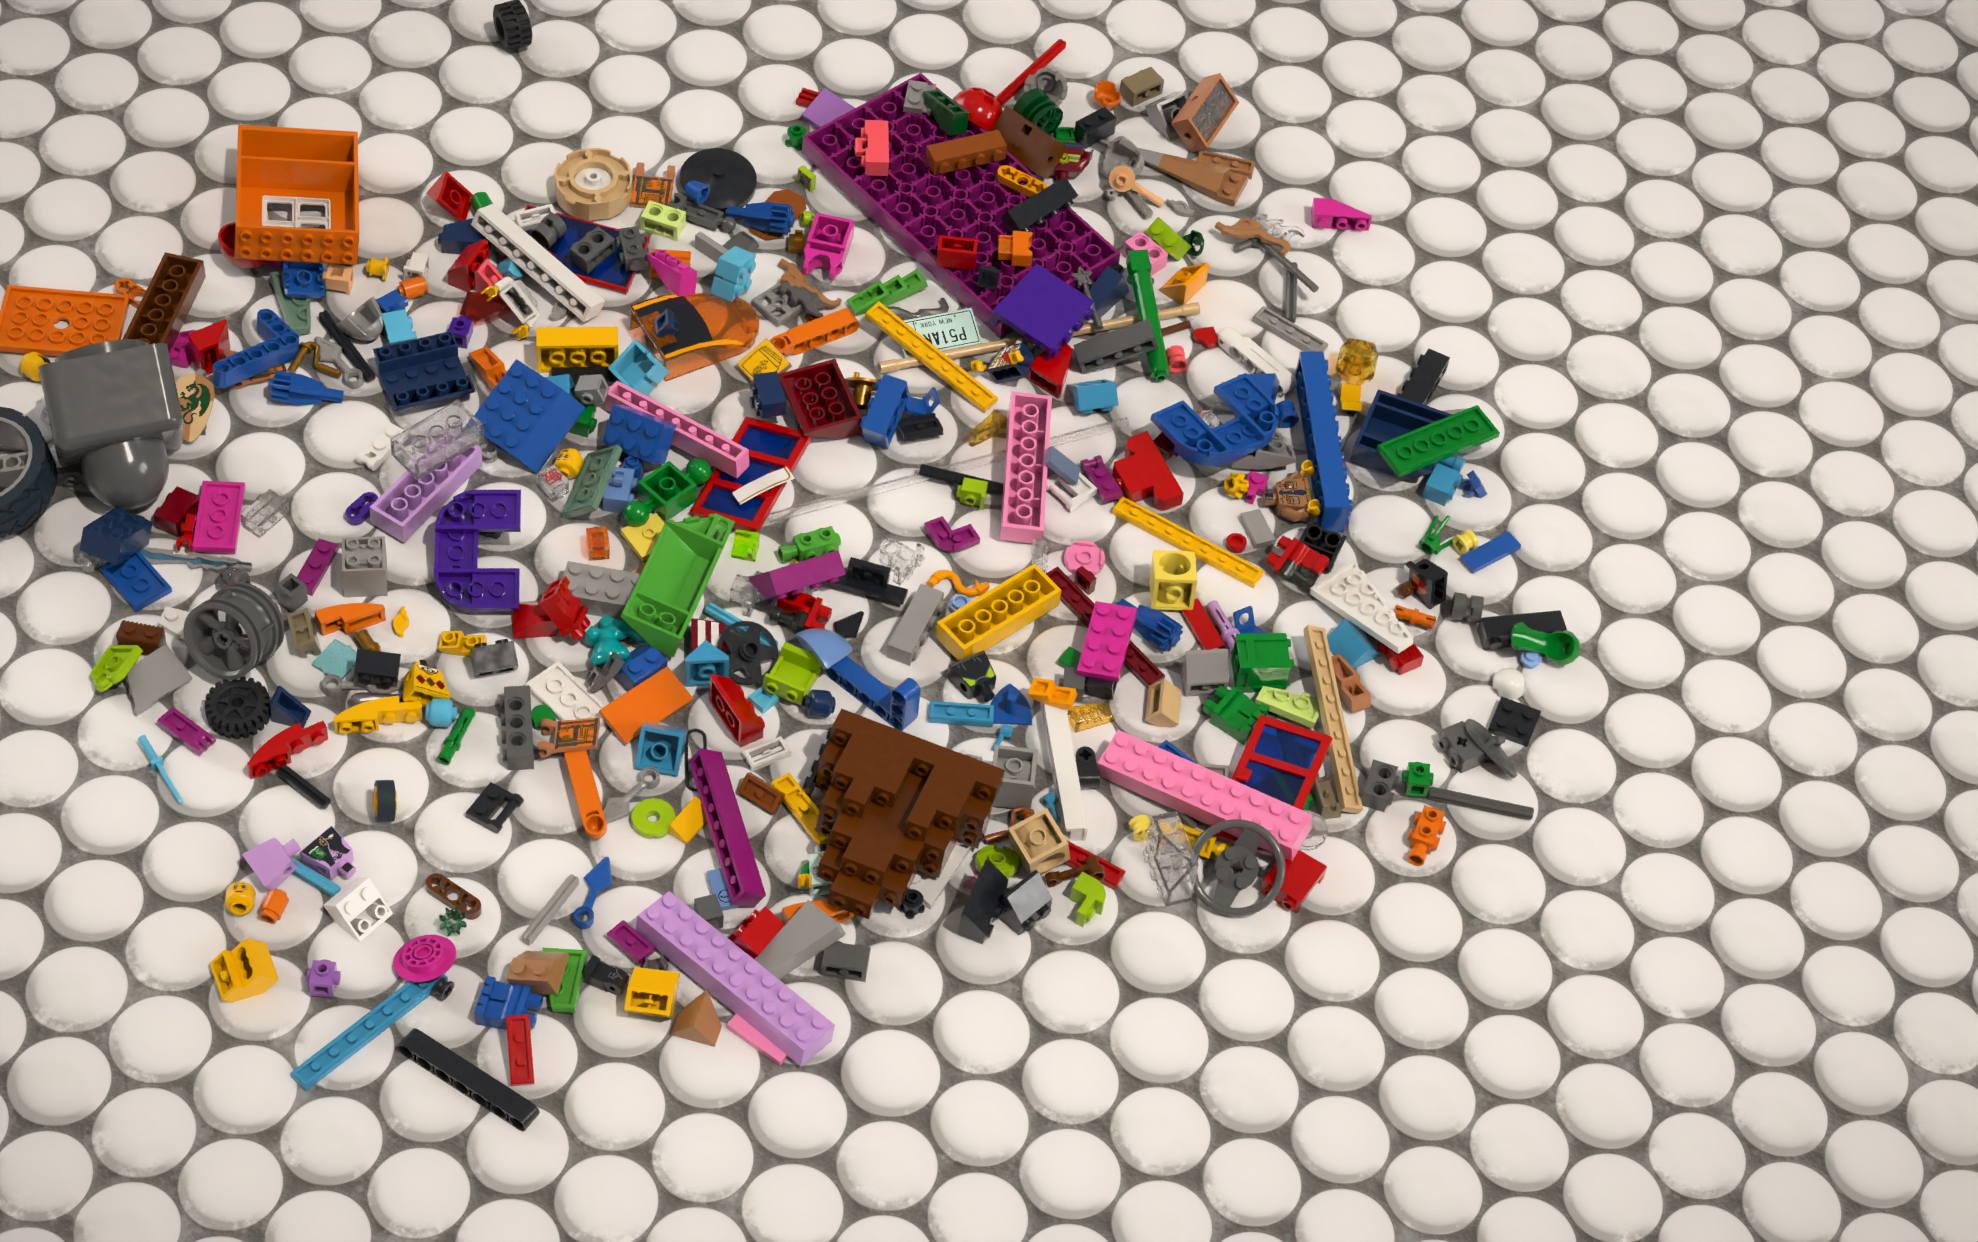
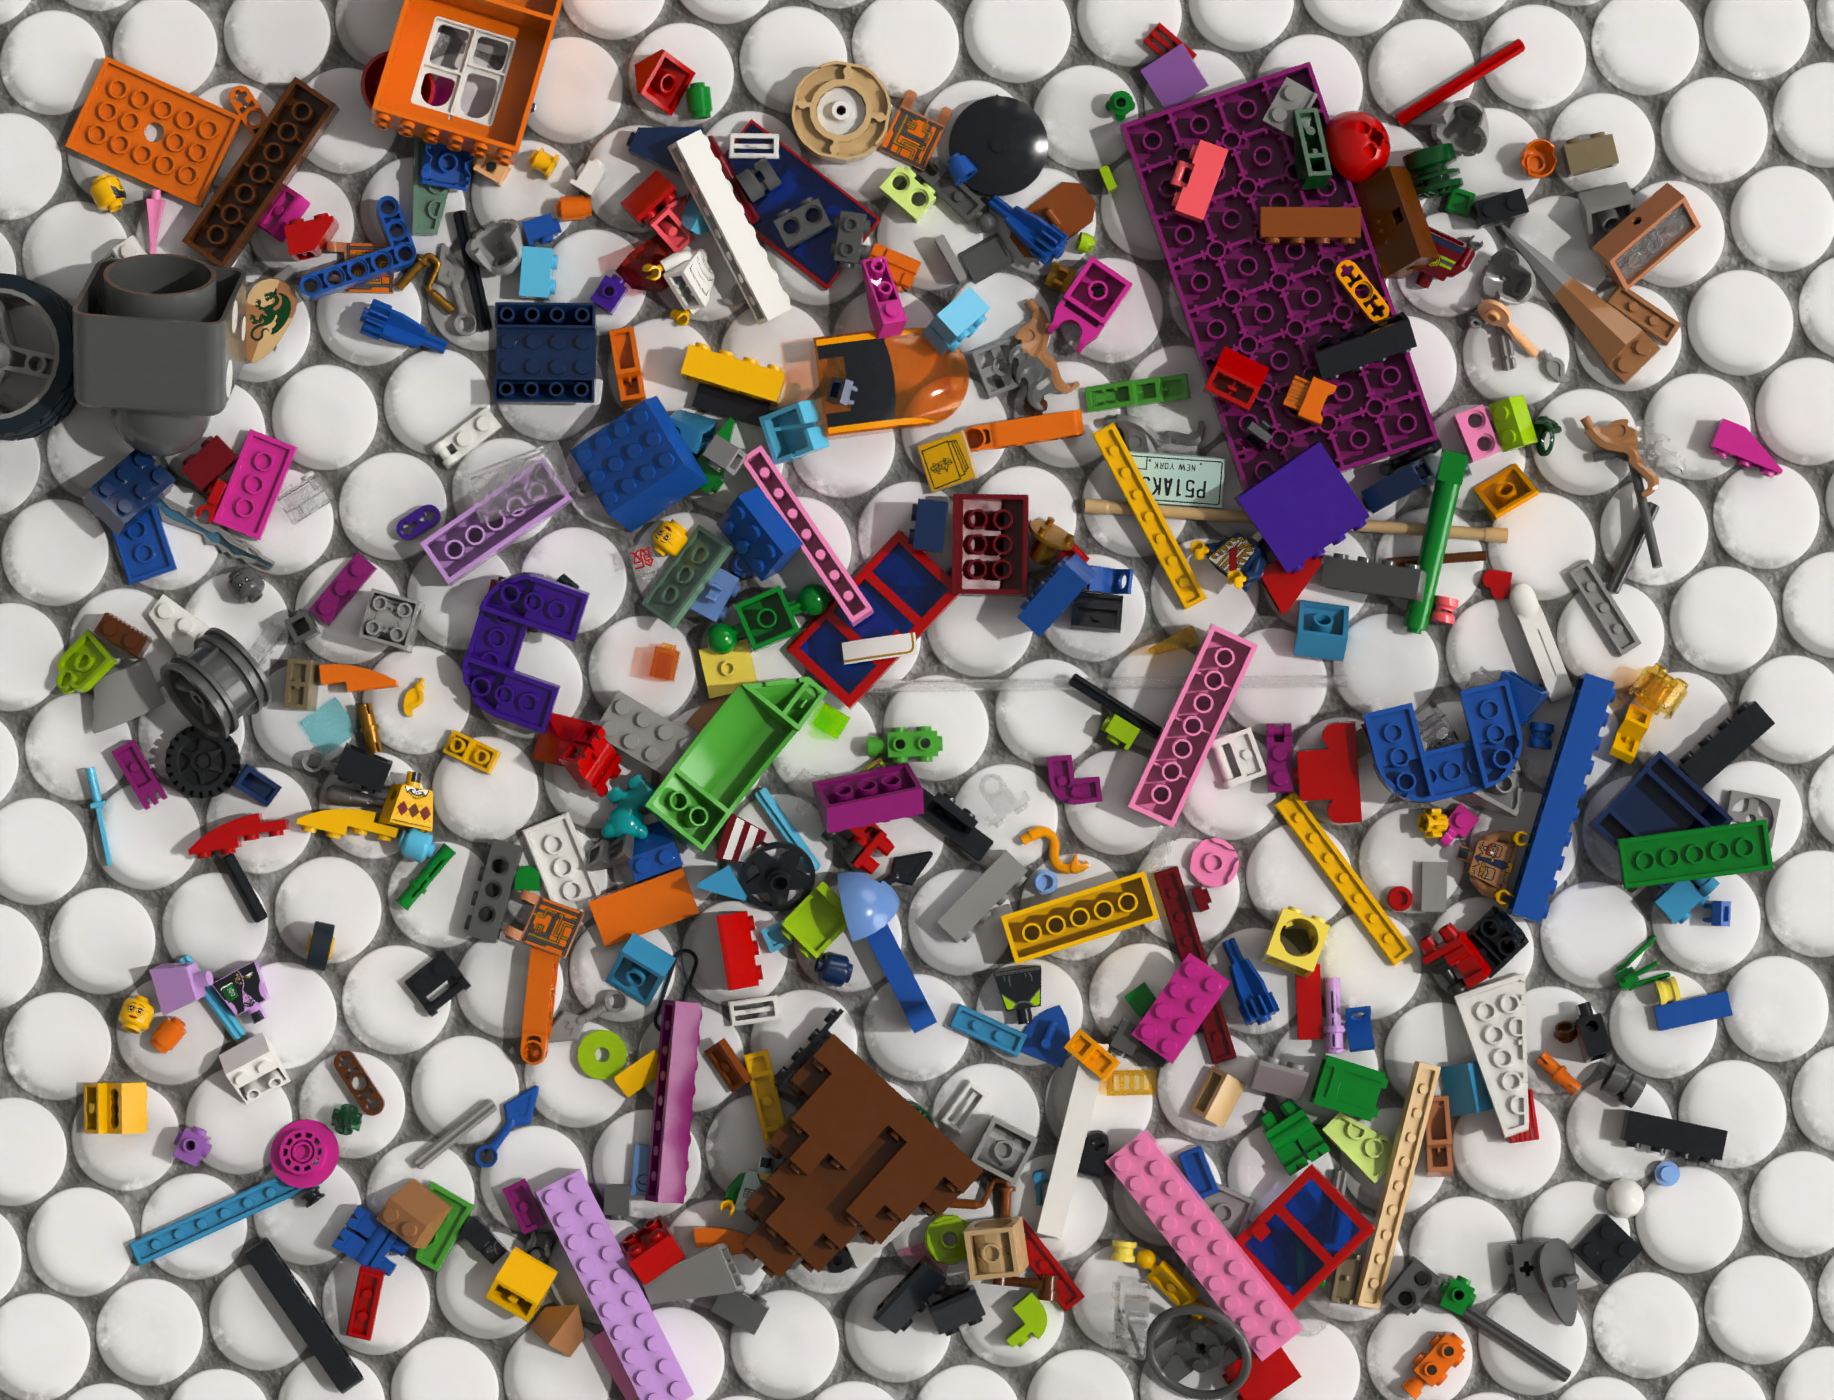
camera: 25 degrees right, 35 degrees up
(493, 658) = (496, 791): brick -> none
(1005, 731) = (1027, 1072): dark azure hand -> none
(1062, 465) = (1233, 741): sand blue tile -> none
(1083, 279) = (1374, 467): flat silver piece -> none
(1558, 646) = (1700, 1176): green hair -> none

